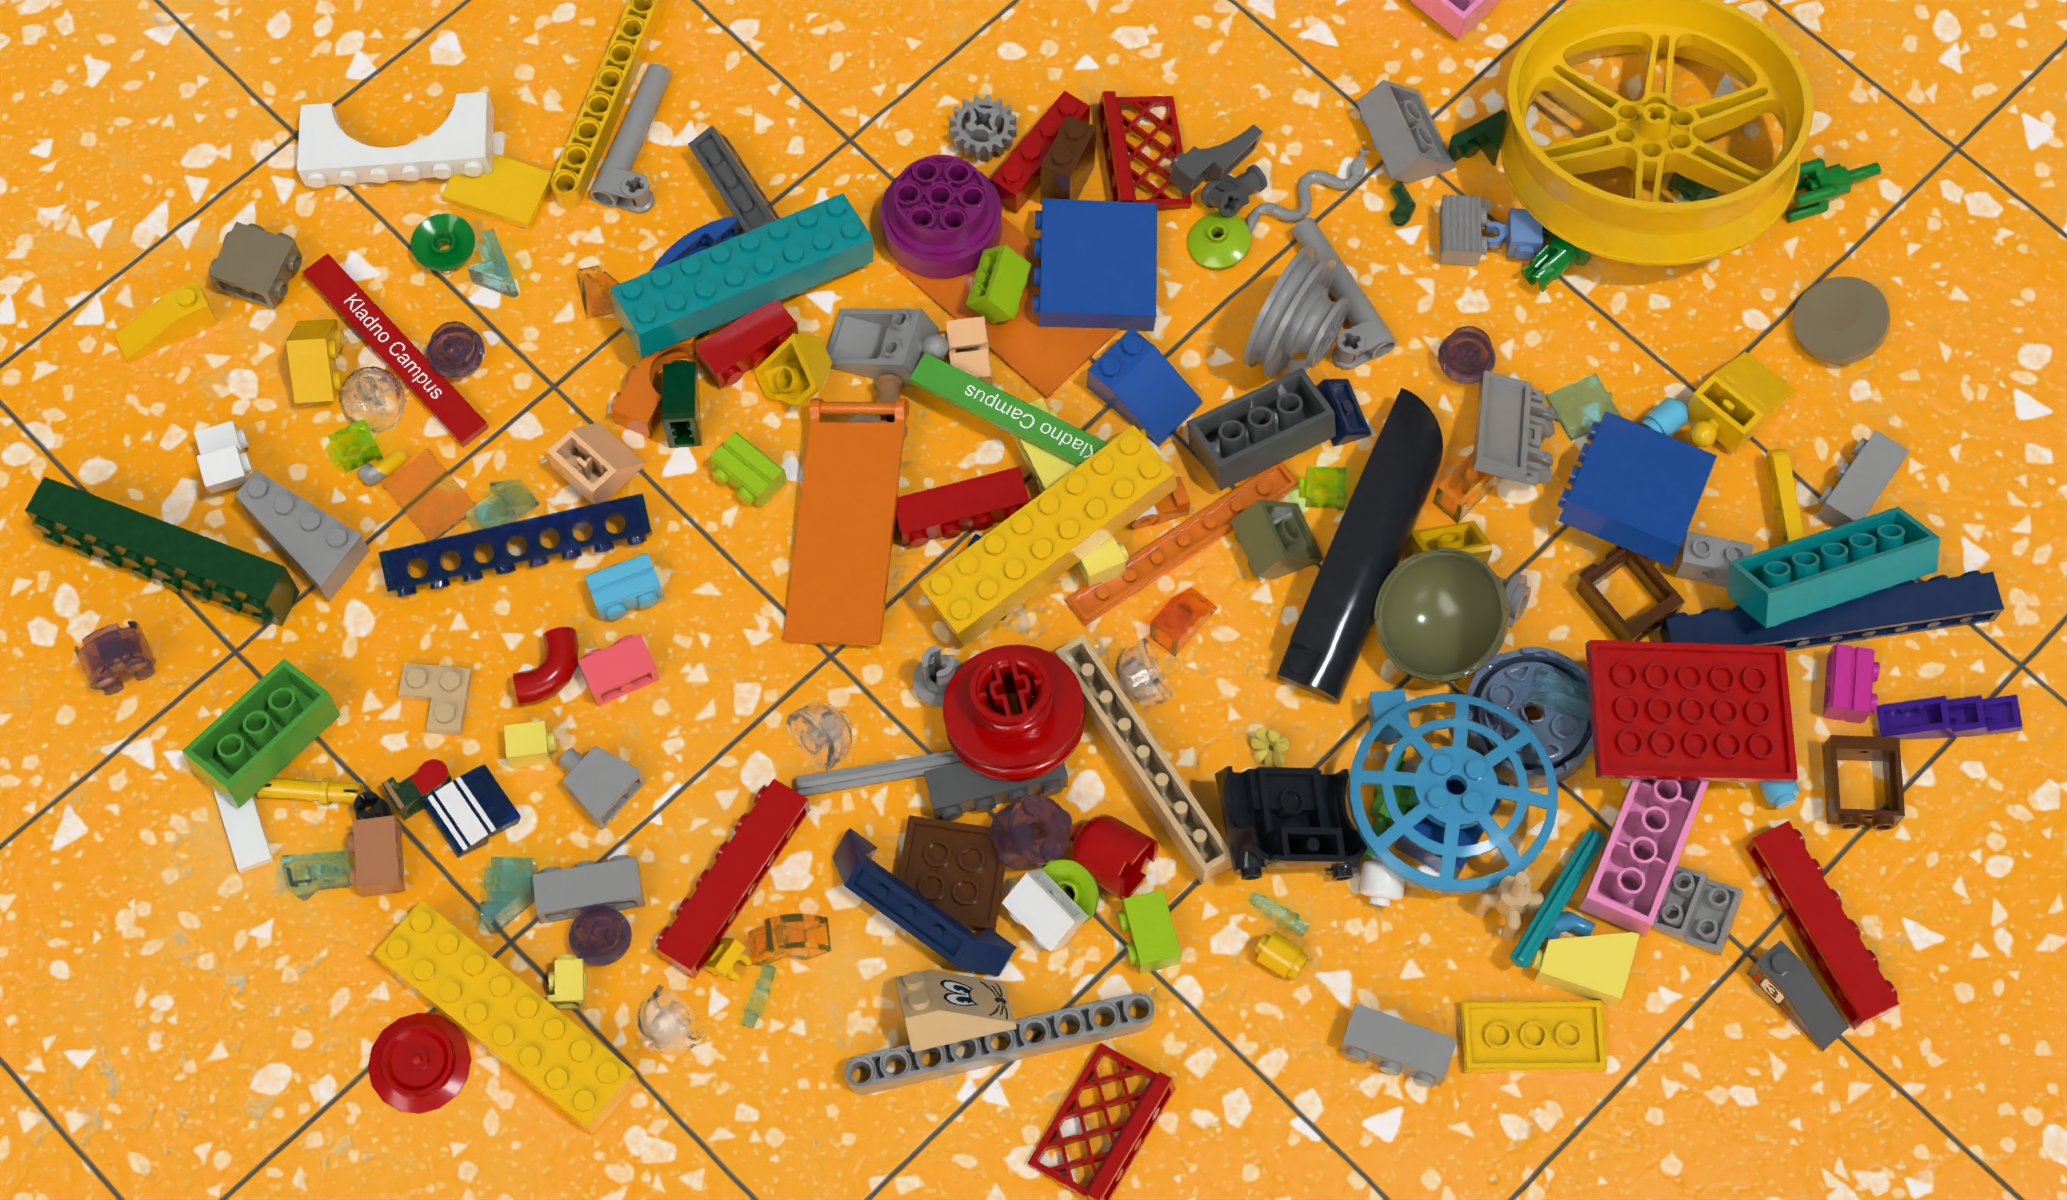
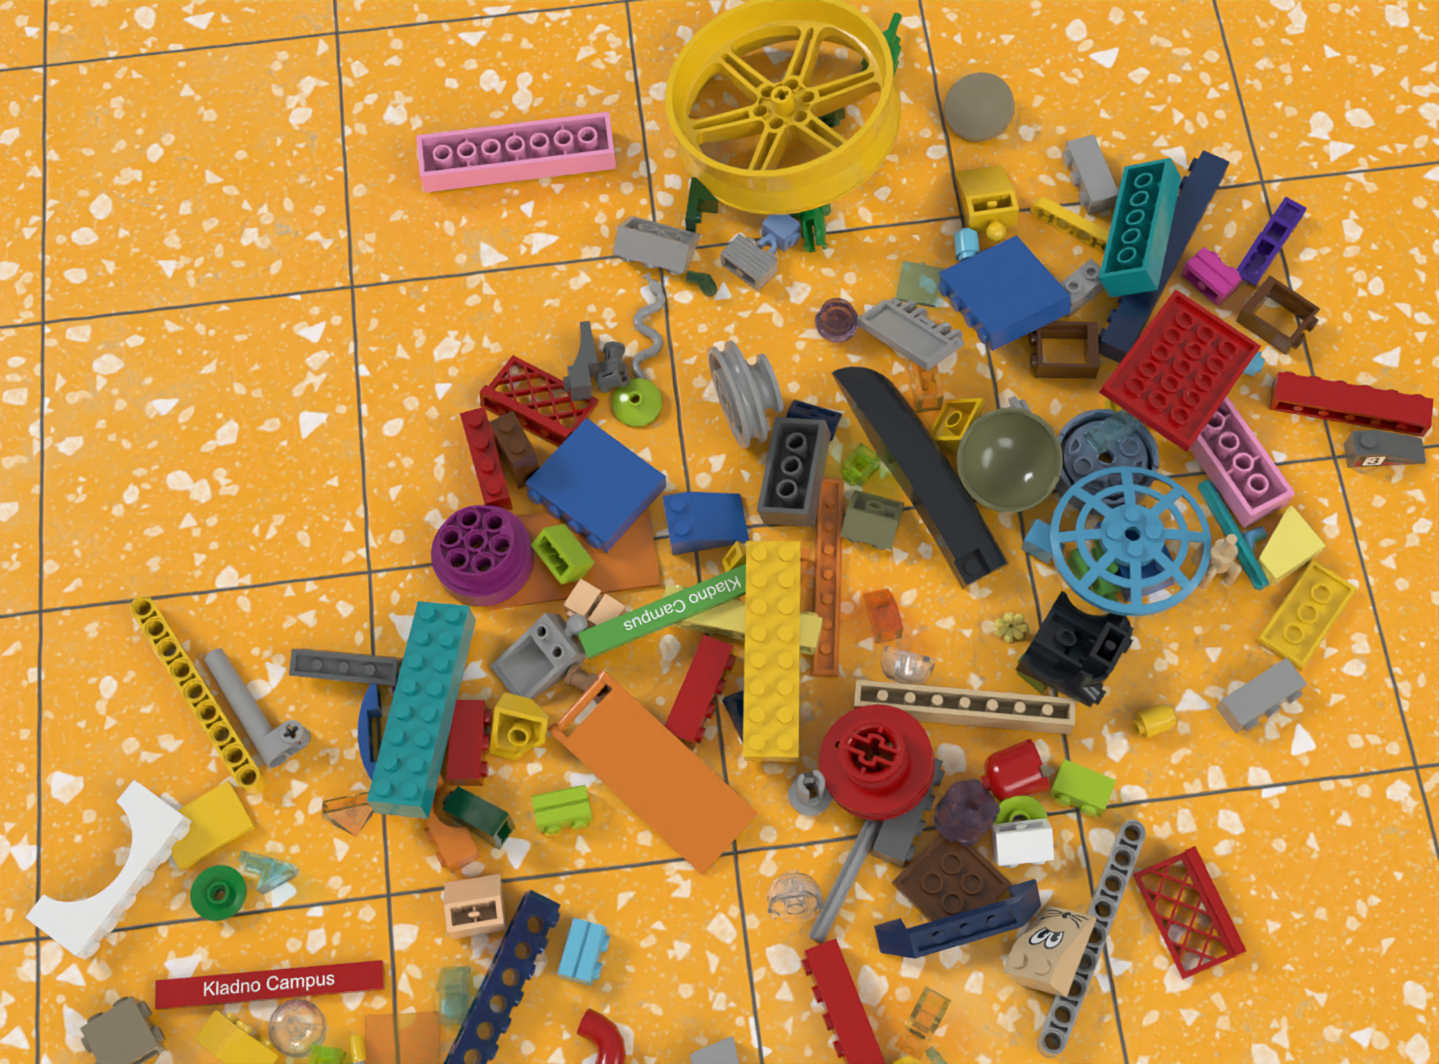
camera: 50 degrees left, 0 degrees up
(455, 350) = (310, 943): piece -> none
(618, 669) = (640, 999): coral brick -> none
(983, 127) = (441, 491): light grey gear -> none
(1279, 914) = (1125, 701): clear light blue animal -> none
(1369, 334) = (781, 361): light grey axle -> none
(1380, 883) = (1149, 628): white head -> none
(1698, 910) = (1297, 461): light grey slope -> none

